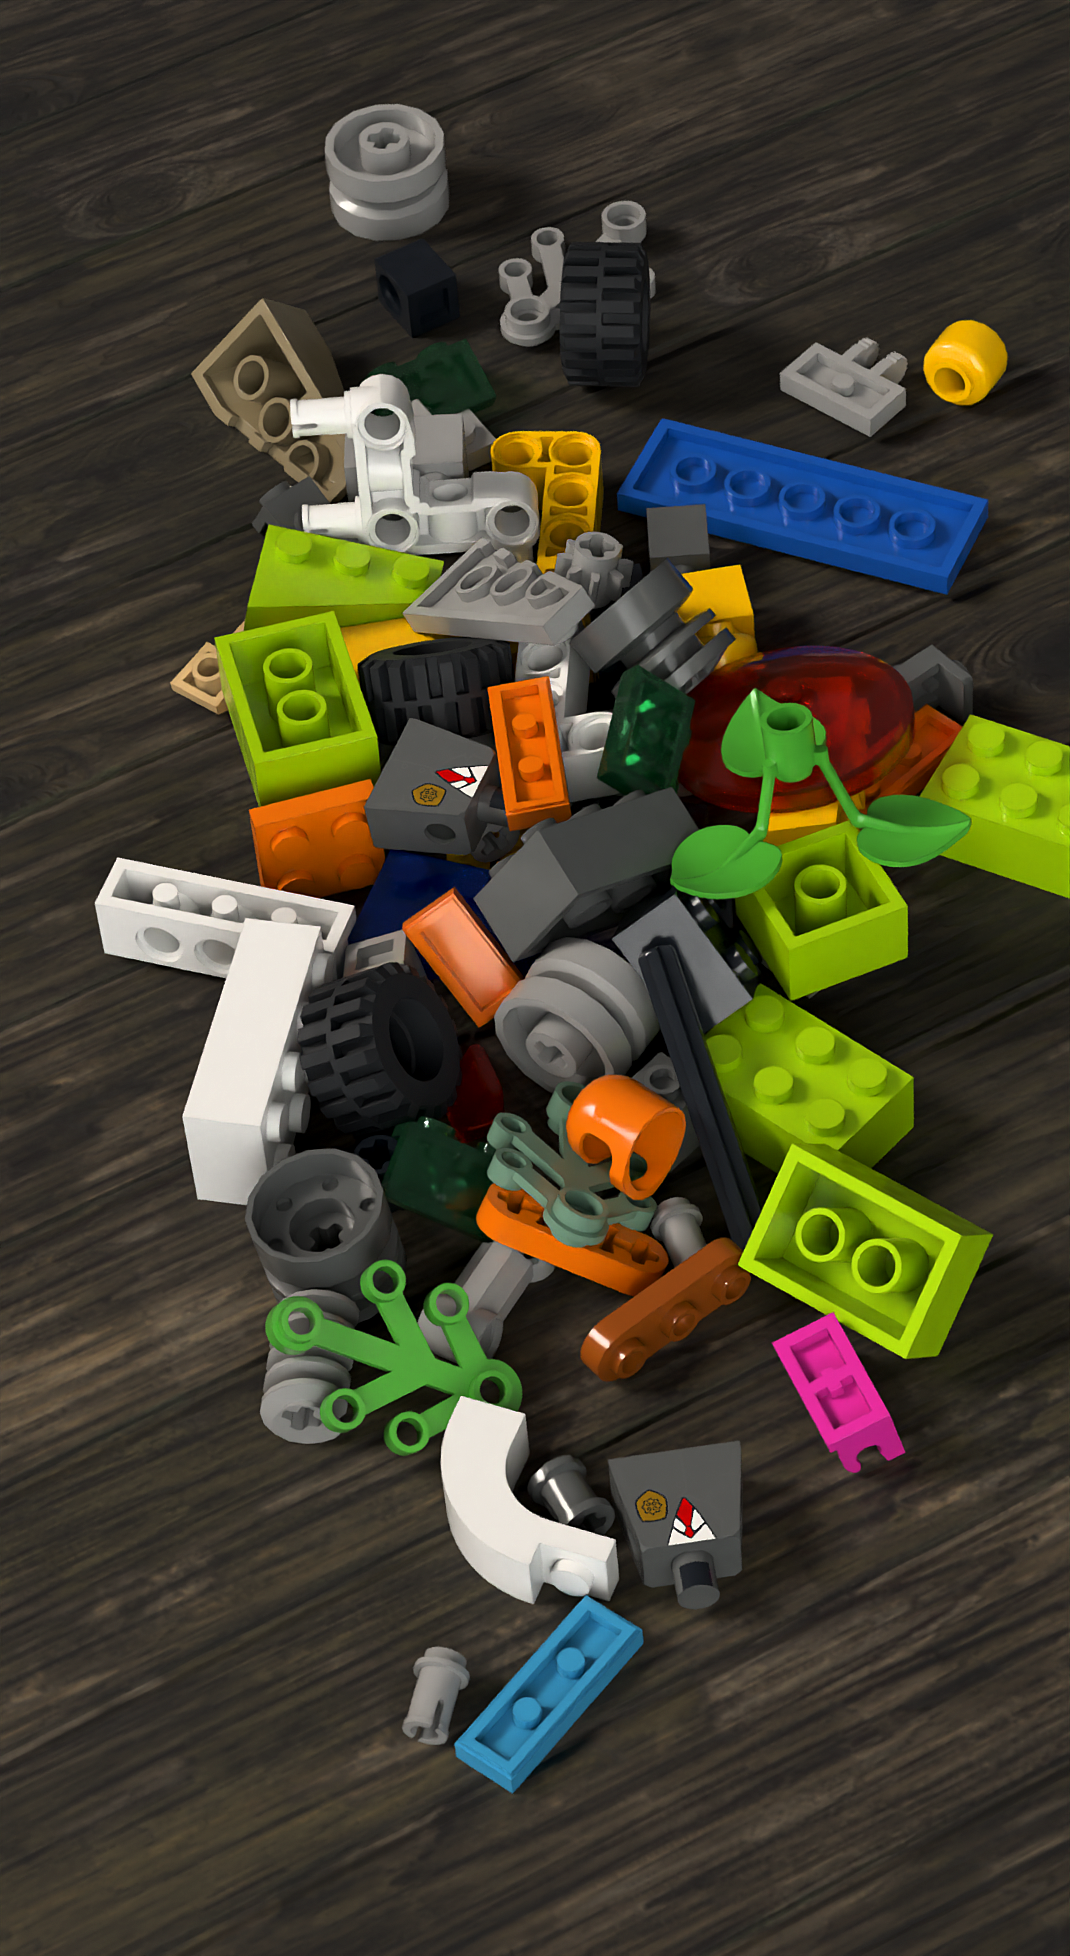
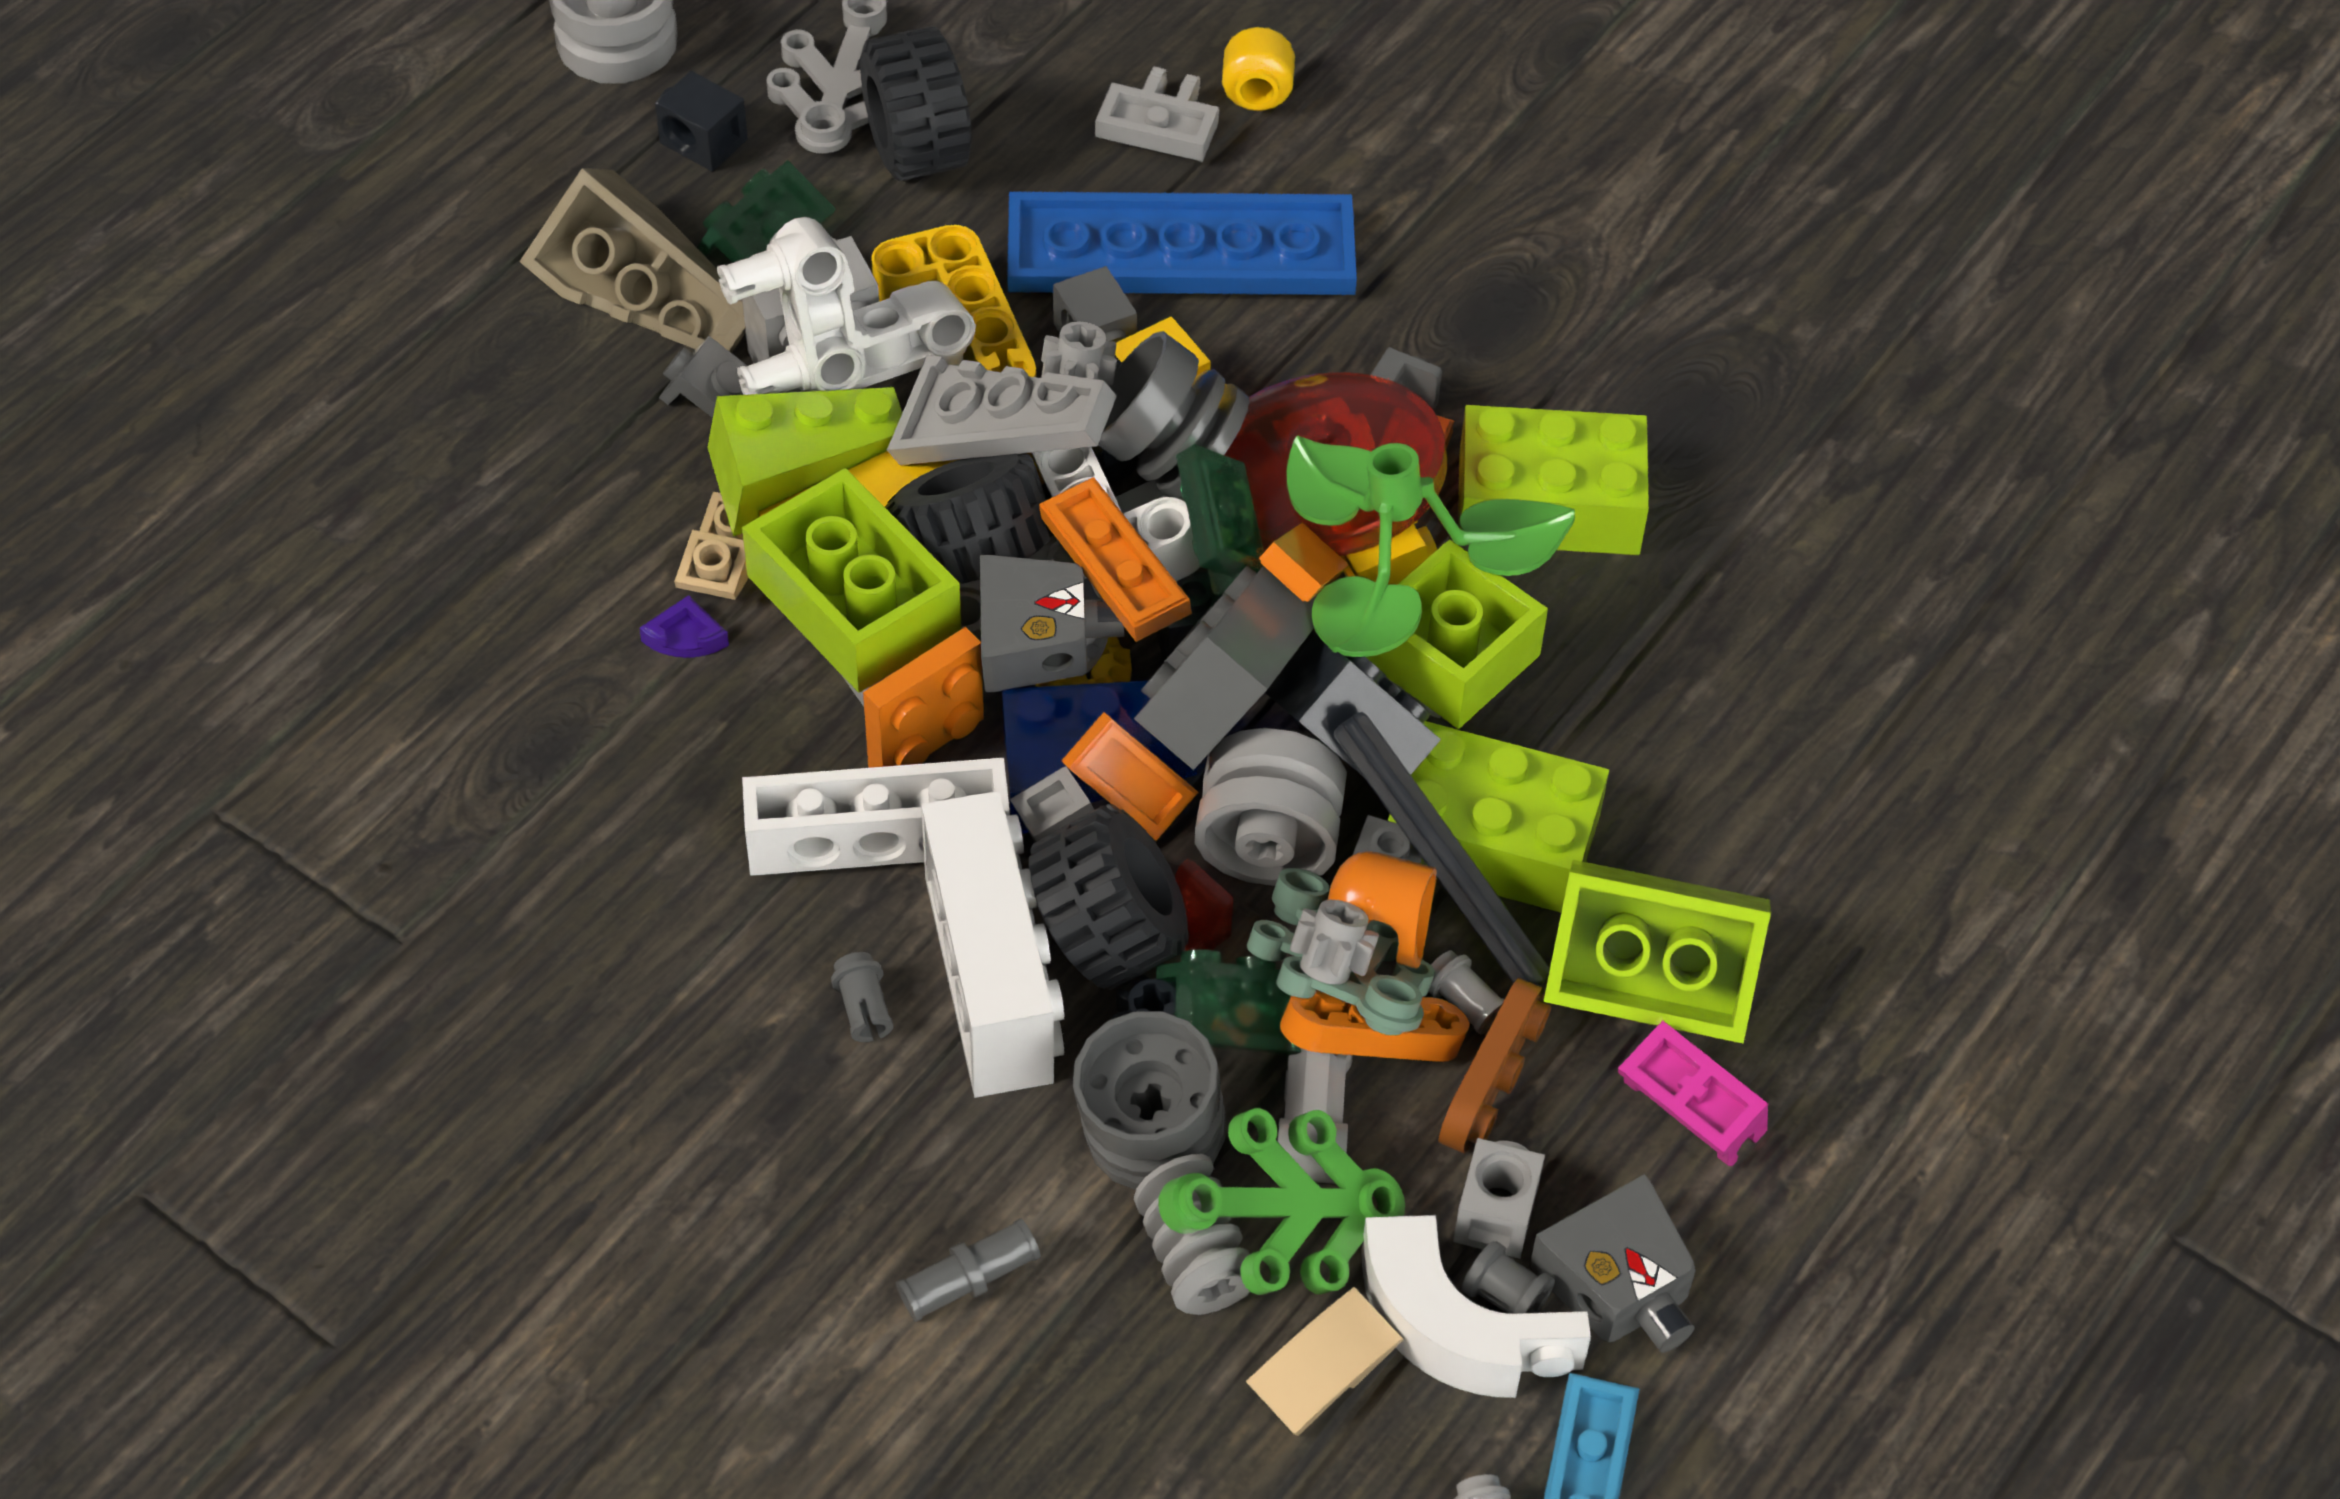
camera: 30 degrees left, 5 degrees up
(102, 1335) = (968, 1269): none -> dark grey pin
(143, 1067) = (862, 995): none -> dark grey pin
(162, 731) = (684, 631): none -> dark purple tile
(368, 1506) = (1324, 1360): none -> tan slope
(546, 1143) = (1334, 942): none -> light grey gear
(601, 1396) = (1494, 1218): none -> light grey brick
(695, 799) = (1303, 562): none -> orange tile

